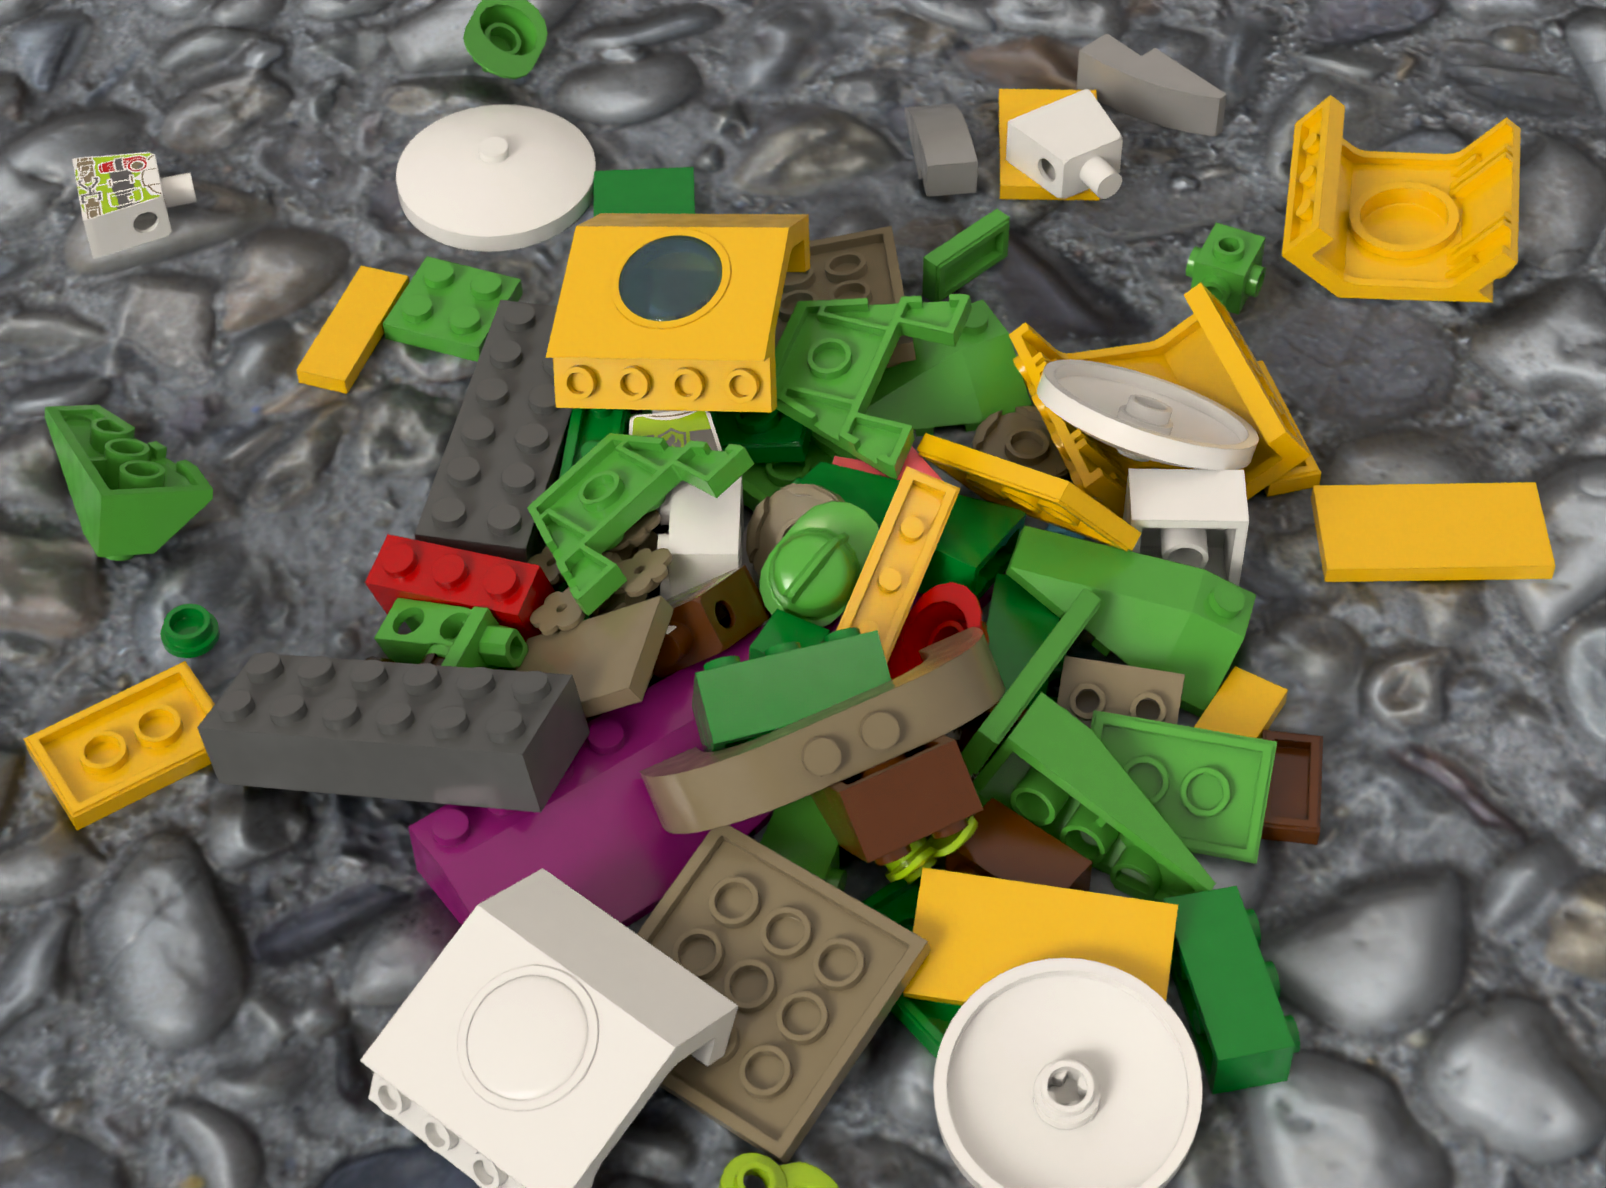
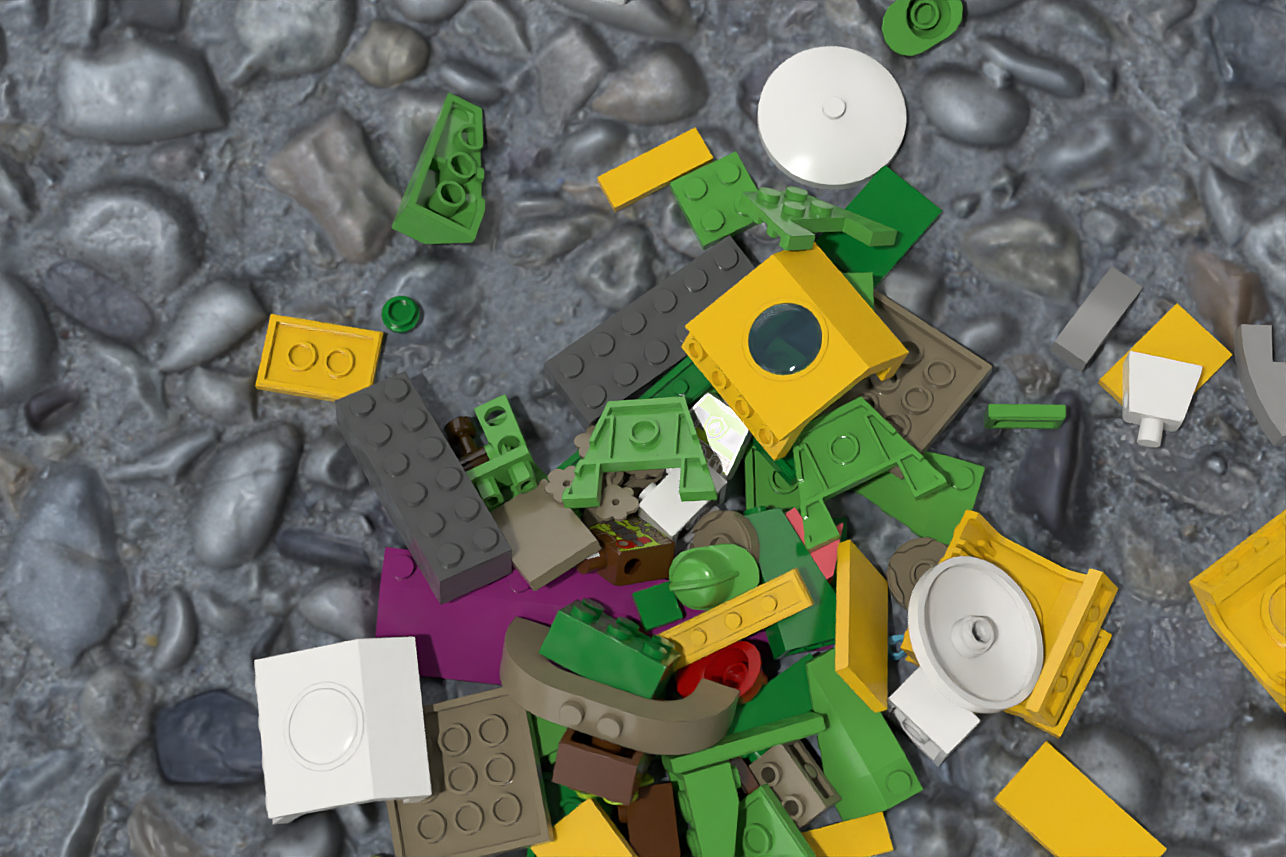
camera: 40 degrees right, 25 degrees up
(459, 578) = (538, 415): red brick -> none
(553, 228) = (798, 215): none -> bright green wing
(1229, 265) = (1153, 559): bright green brick -> none

